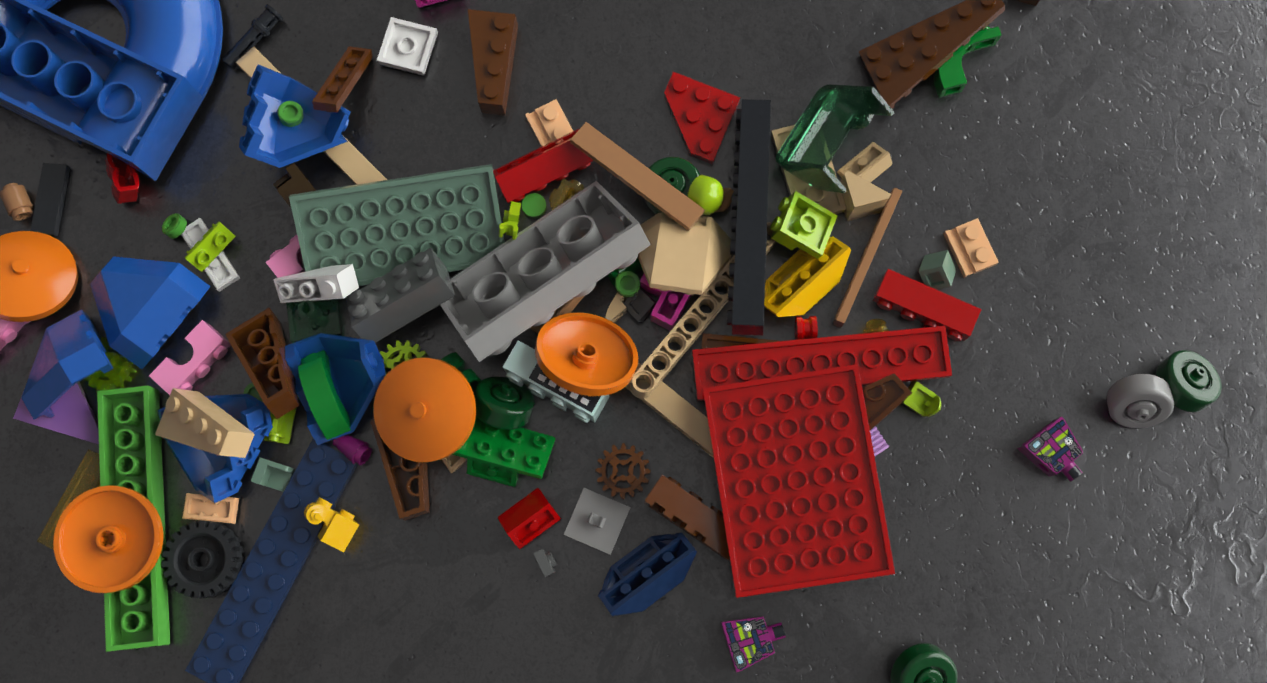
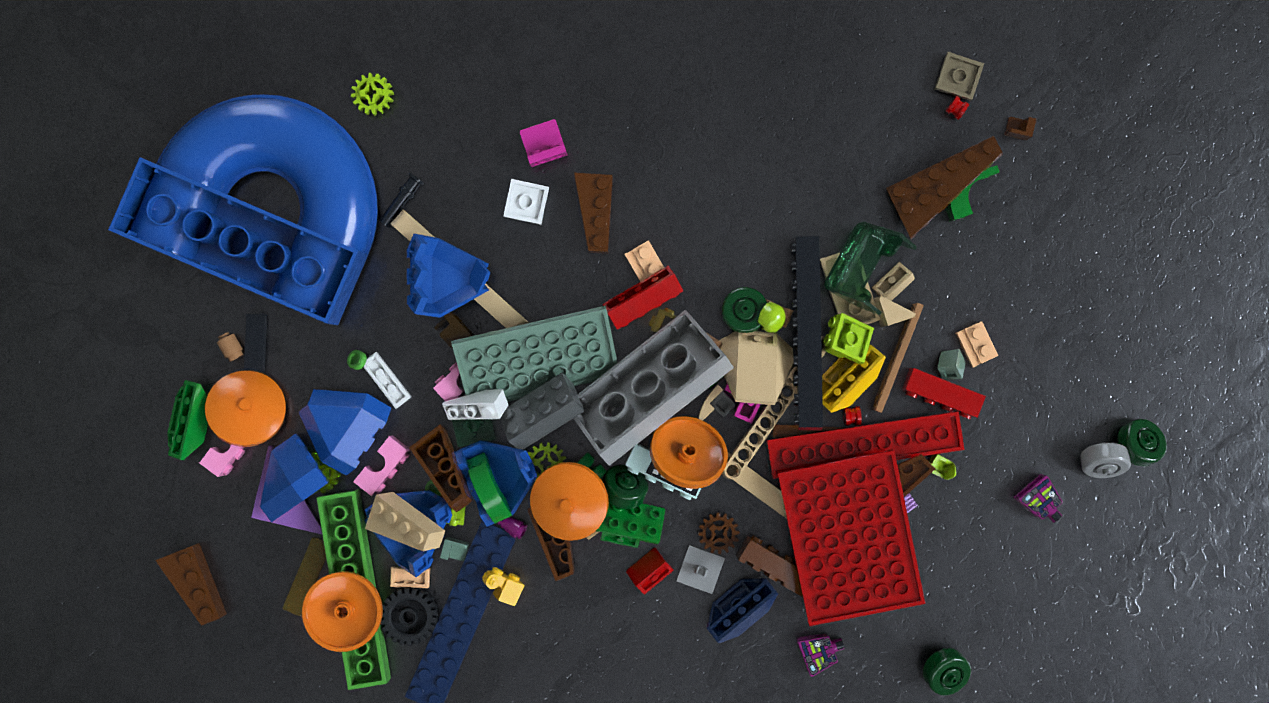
camera: 10 degrees left, 10 degrees up
(124, 180) = (313, 329): red brick -> none
(210, 246) = (382, 382): lime hinge -> none
(290, 113) = (441, 268): bright green tile -> none
(342, 79) = (479, 237): reddish brown plate -> none
(510, 221) = (621, 344): lime plate -> none
(534, 206) = (636, 328): bright green tile -> none
(546, 562) = (665, 603): dark grey plate -> none
(627, 284) = (715, 392): bright green tile -> none
(637, 176) = (718, 308): medium nougat tile -> none
(700, 114) = (763, 246): red plate -> none
(875, 325) = (905, 412): clear yellow plate -> none

